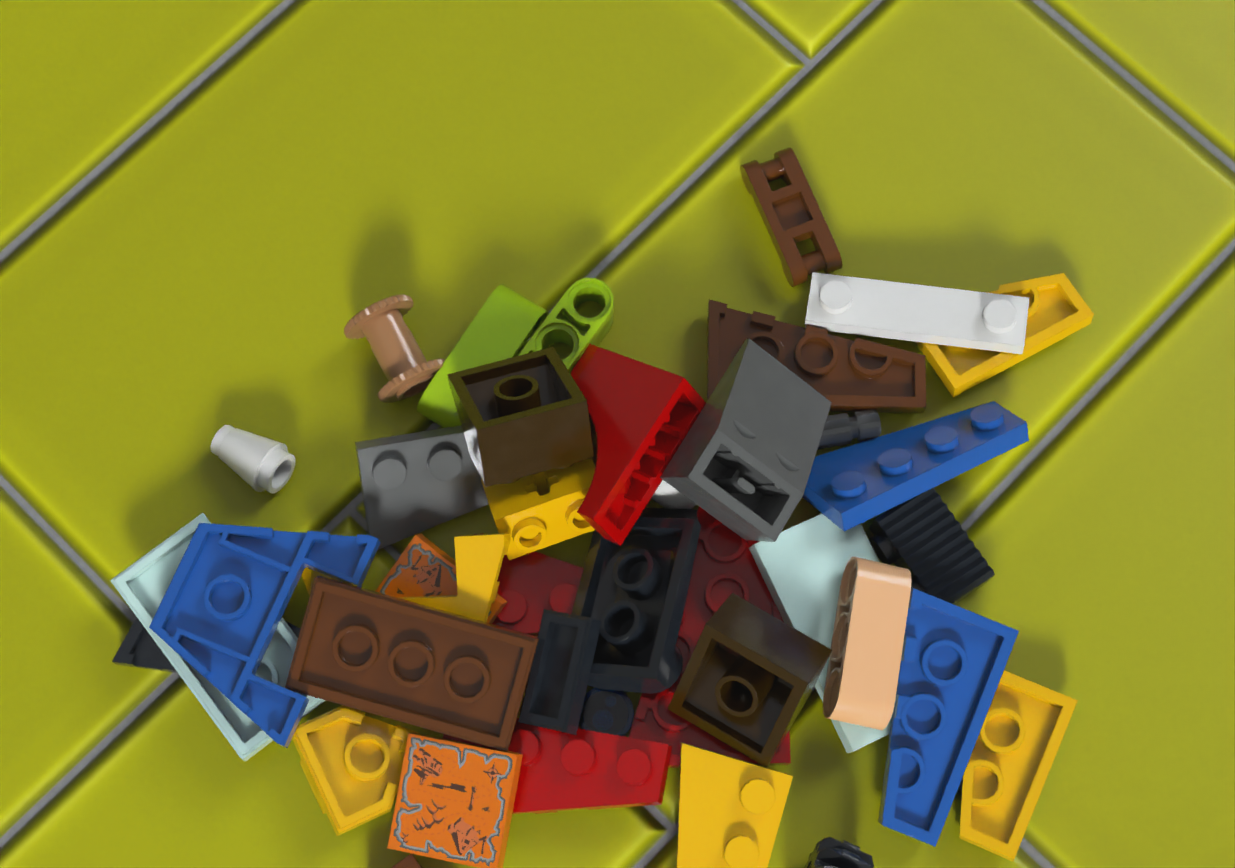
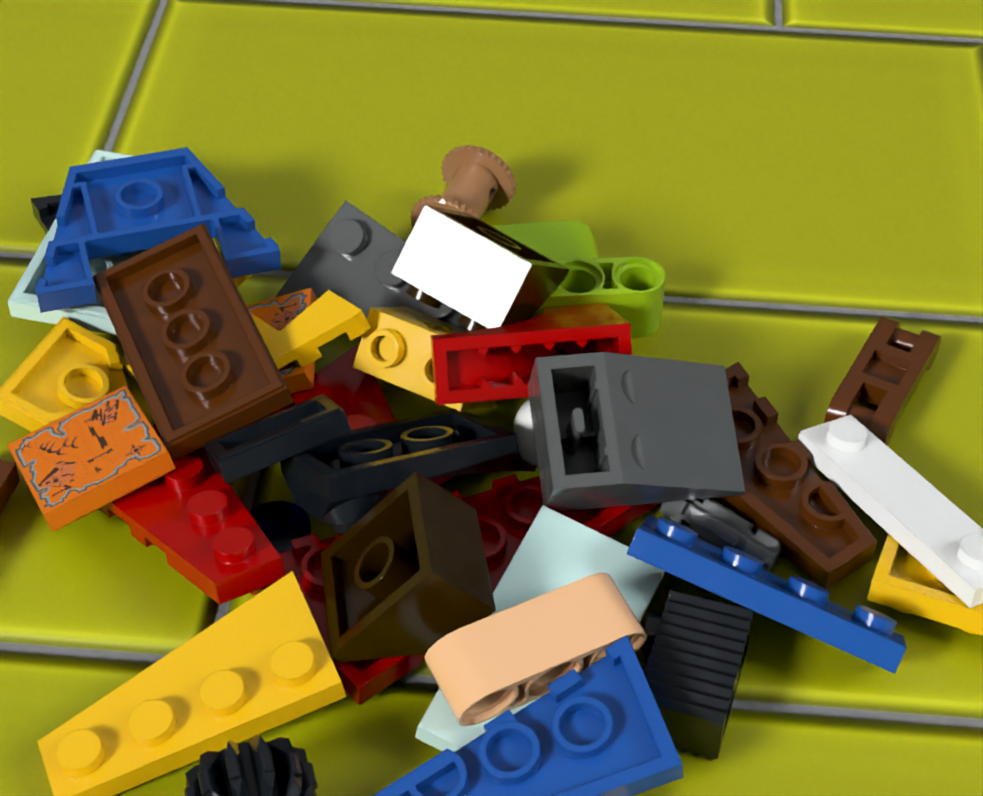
camera: 50 degrees right, 30 degrees down
(256, 459) = (285, 189): white cone -> none

